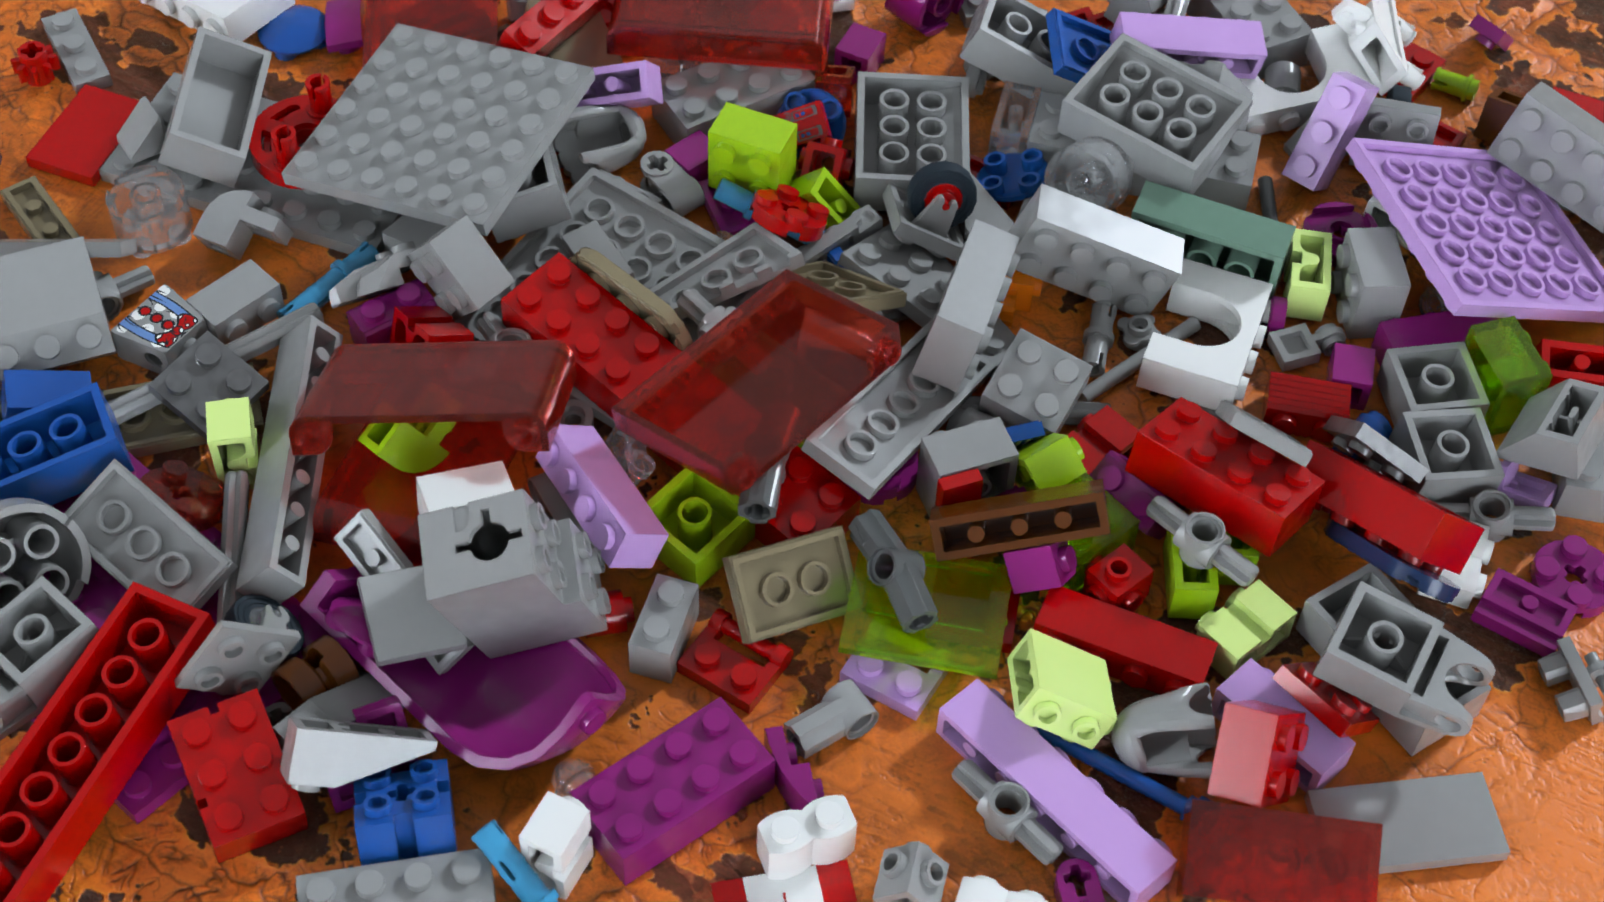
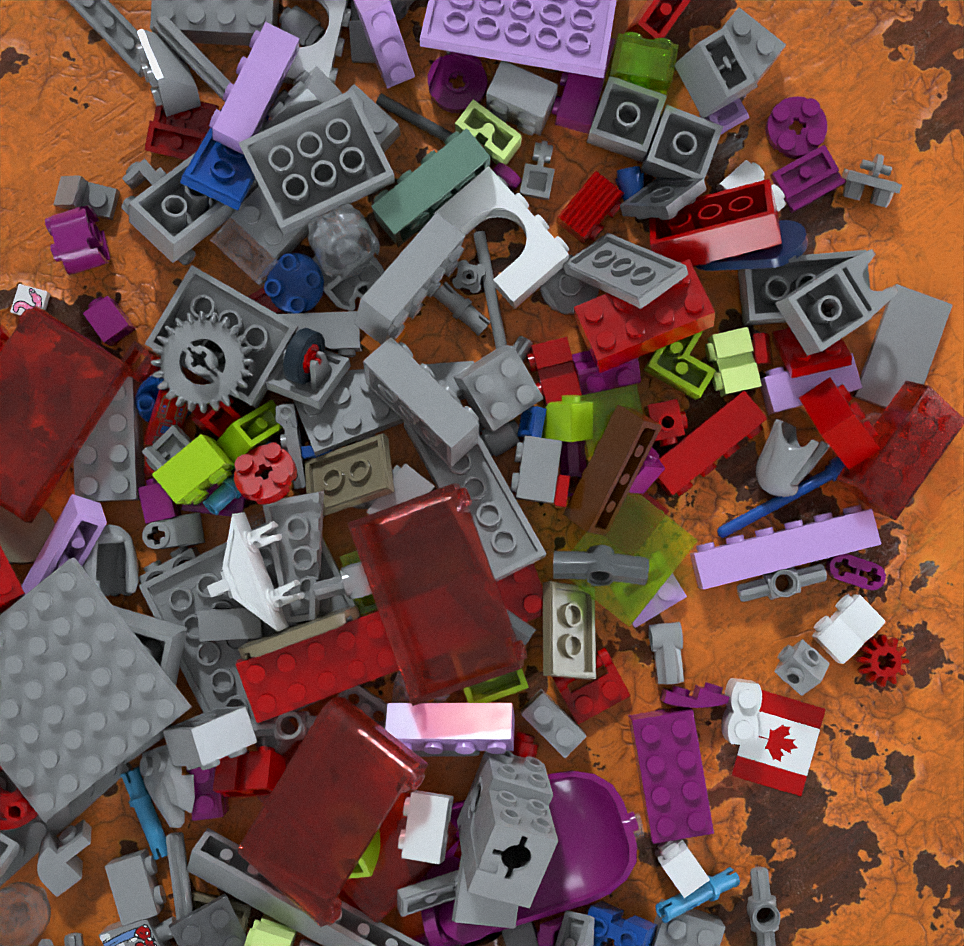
camera: 60 degrees left, 35 degrees up
(674, 233) = (246, 574): none -> white connector
(874, 100) = (181, 341): none -> light grey gear
(1061, 689) = (730, 509): yellowish green brick -> none
(1202, 541) = (700, 359): light grey axle -> none
(1284, 648) = (762, 349): none -> red tile
(1355, 367) = (579, 160): magenta brick -> none
(1508, 515) = (743, 138): light grey axle -> none

